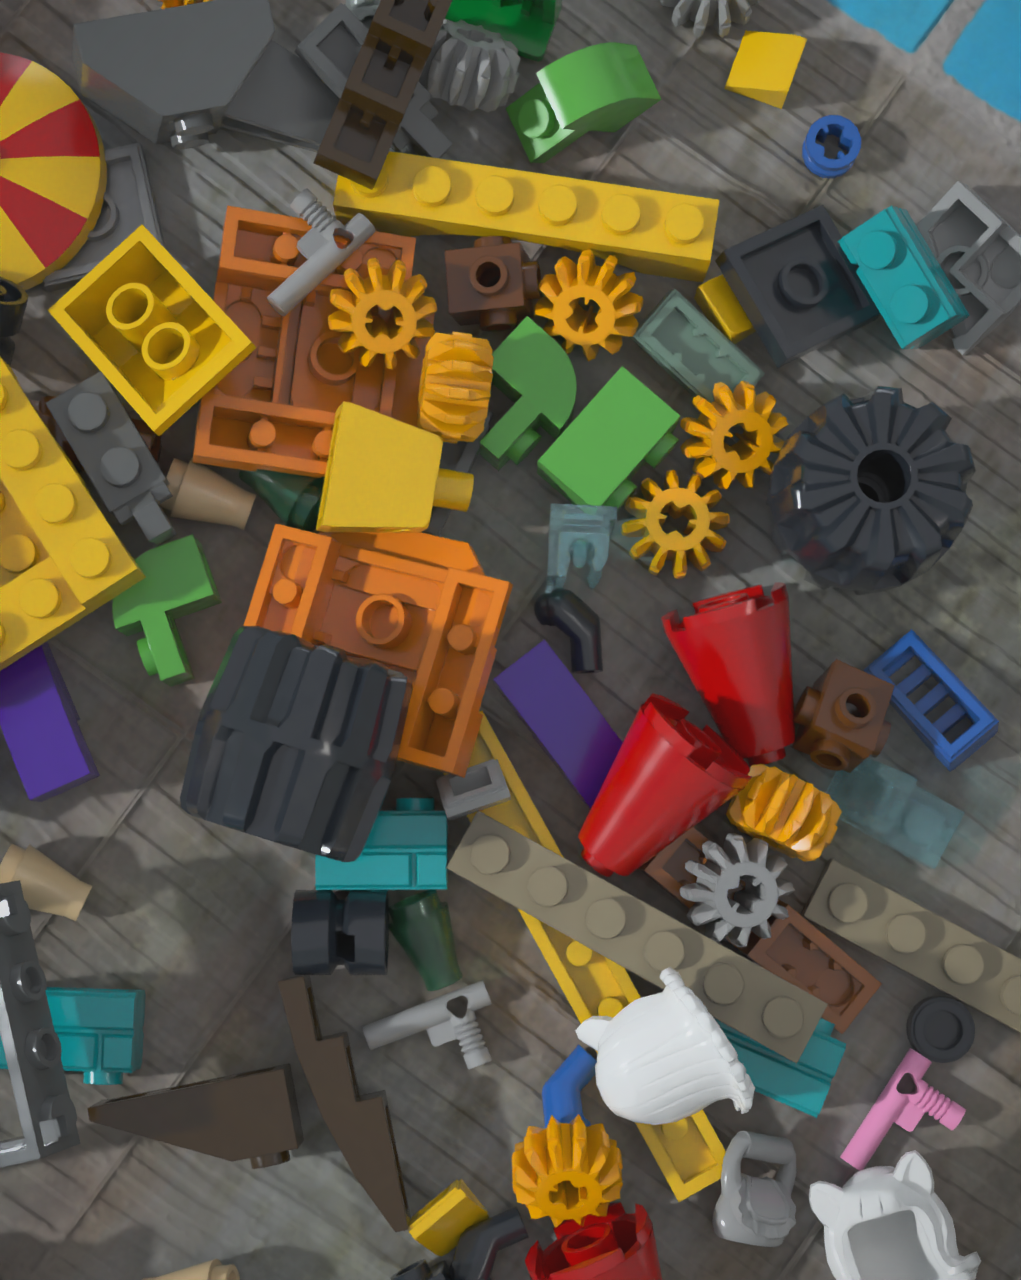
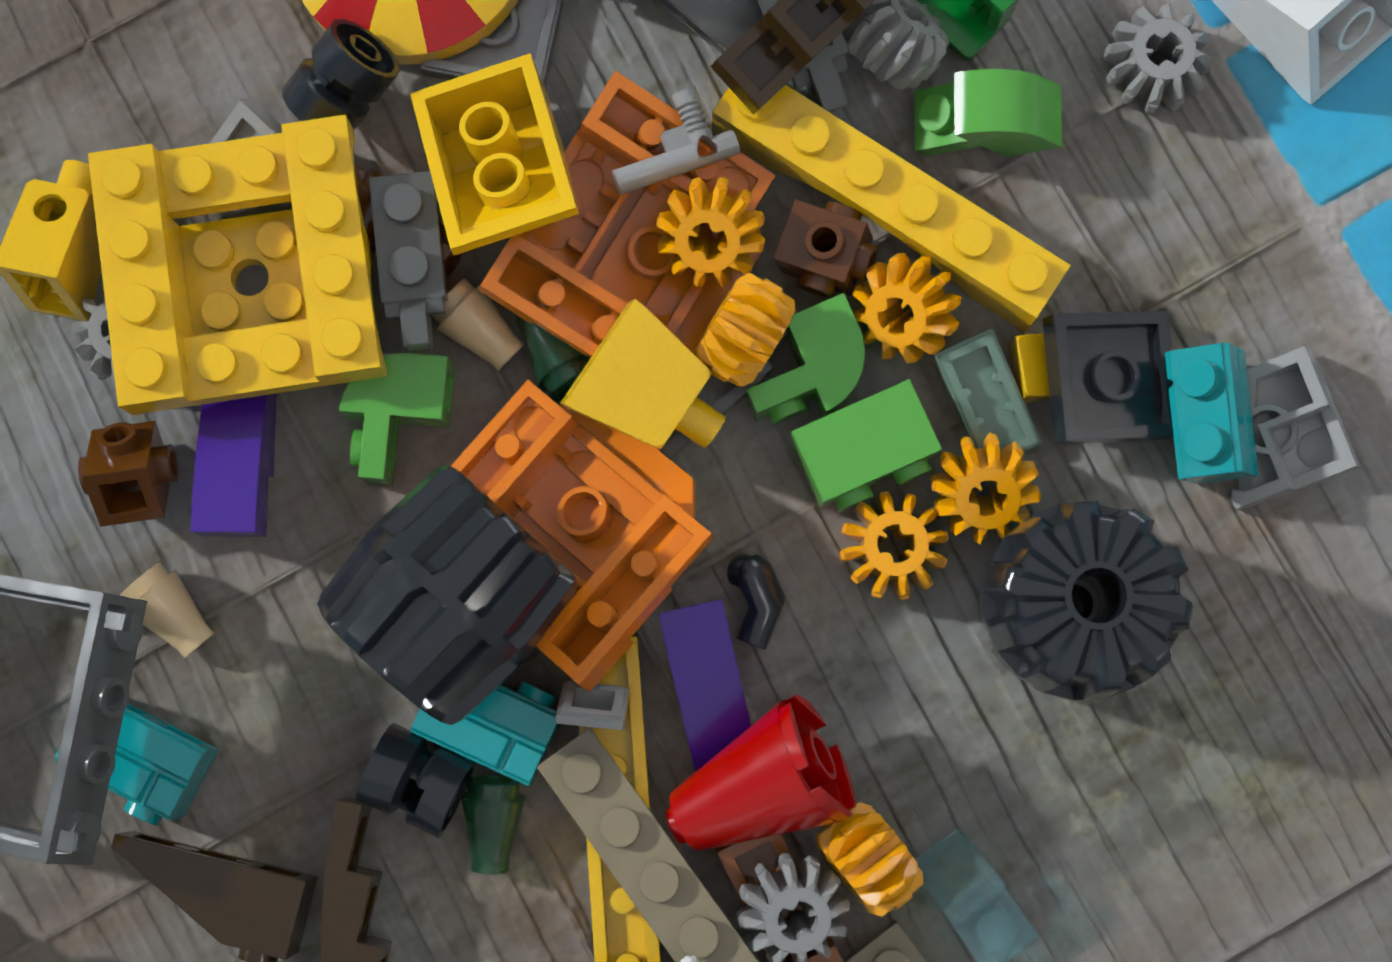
camera: 30 degrees right, 0 degrees up
(440, 1024) = (468, 904): light grey hose -> none
(579, 535) = (798, 517): clear light blue hinge -> none
(741, 667) = (893, 706): red cone -> none
(765, 66) = (1174, 158): yellow slope -> none
(843, 717) = (965, 796): reddish brown brick -> none
(848, 140) = (1182, 259): blue bush -> none
(967, 704) = (1072, 872): blue slope -> none

